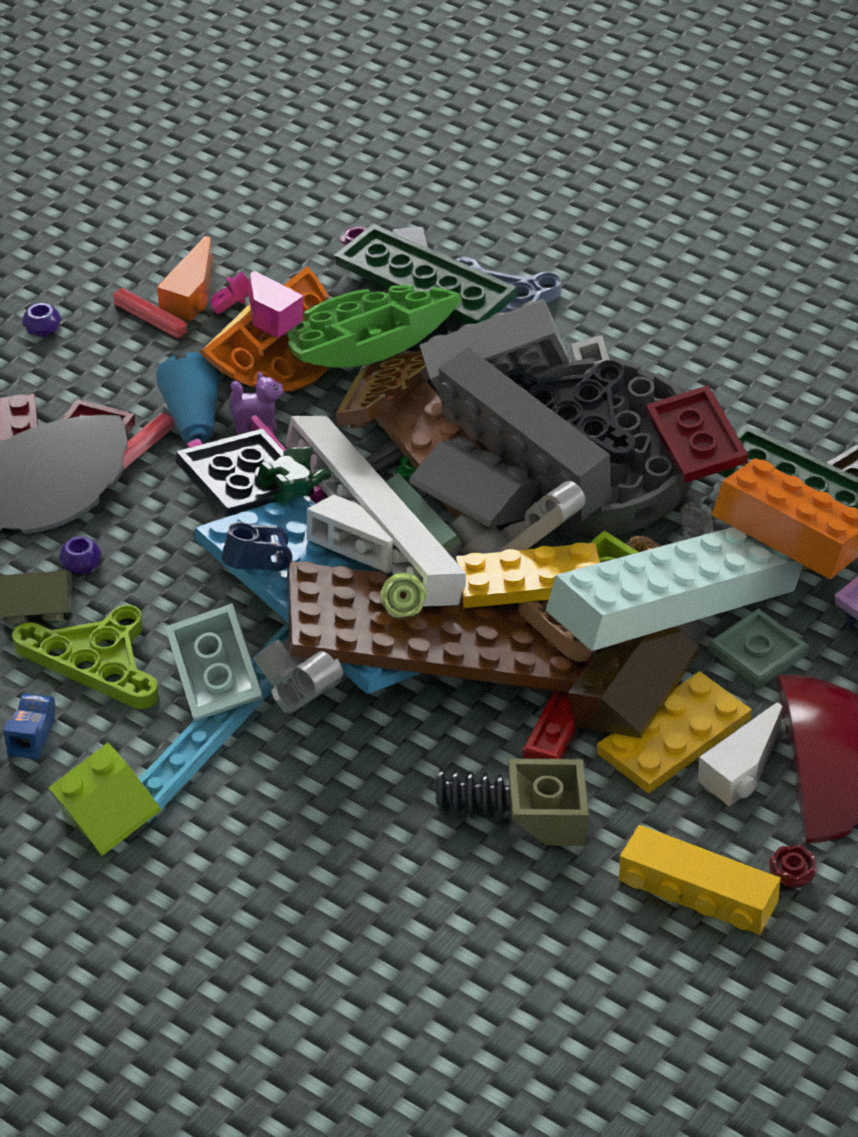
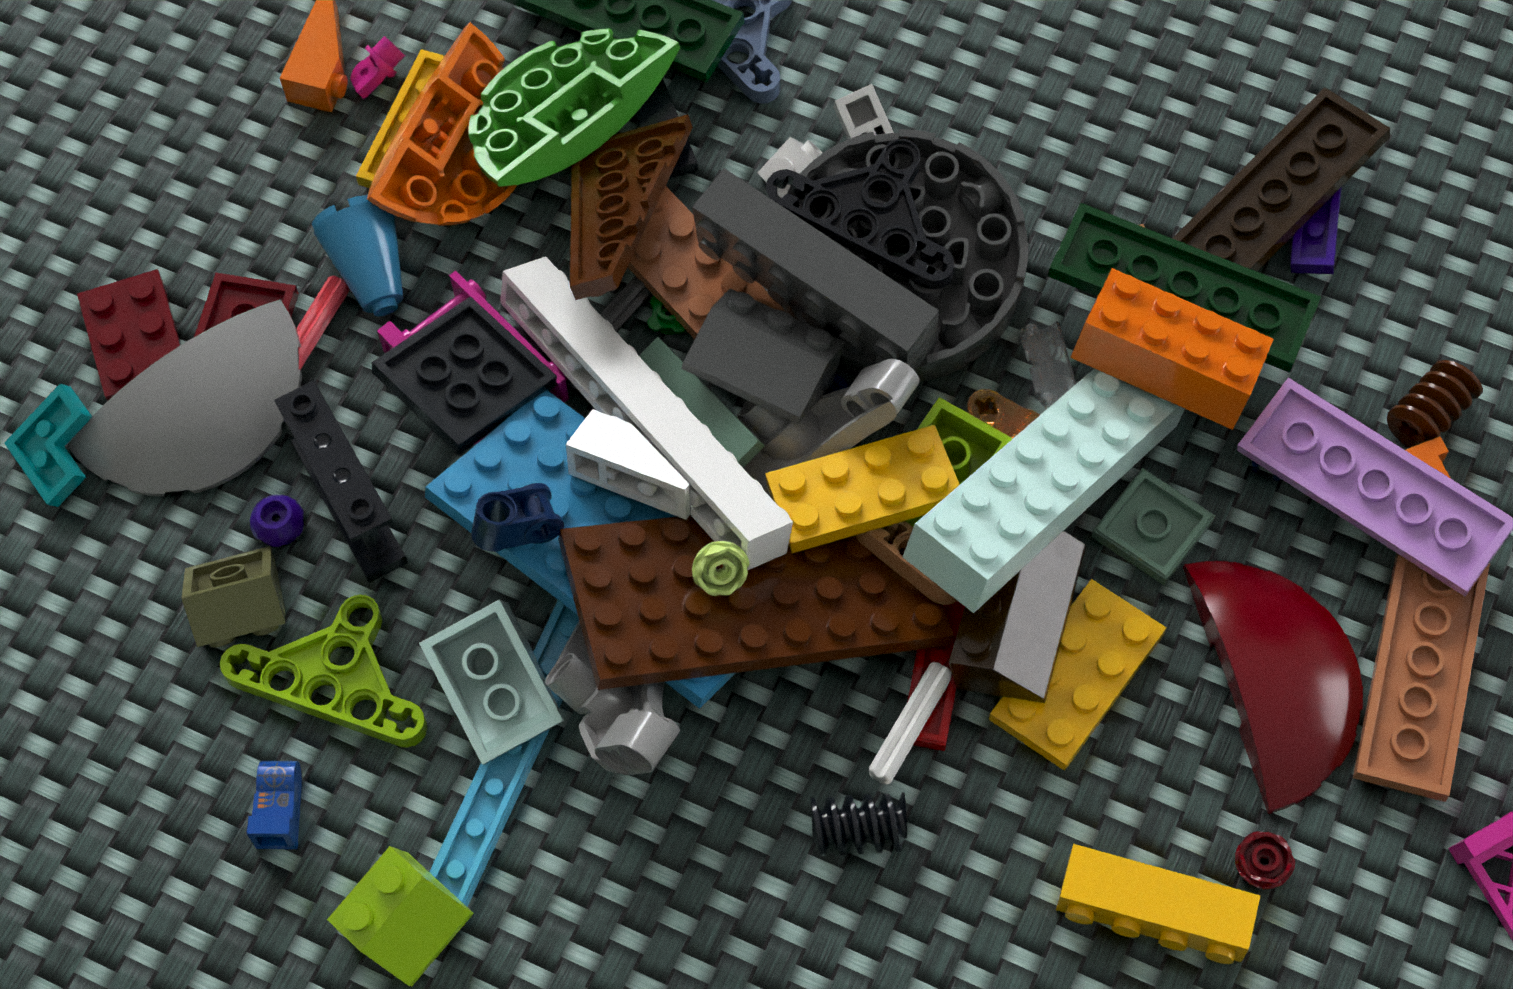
camera: 10 degrees left, 20 degrees up
(41, 319) = (142, 153): dark purple plate -> none
(134, 527) = (341, 481): none -> black fence
(150, 313) = (277, 111): coral axle -> none
(251, 404) = (450, 252): medium lavender animal -> none
(274, 305) = (443, 103): dark pink slope -> none
(291, 474) = (525, 378): dark green animal -> none
(508, 341) = (753, 146): light grey slope -> none
(532, 736) = (910, 723): none -> white axle
(550, 799) = (956, 822): olive slope -> none
(696, 434) = (1029, 237): dark red plate -> none
(738, 761) = (1169, 714): white slope -> none

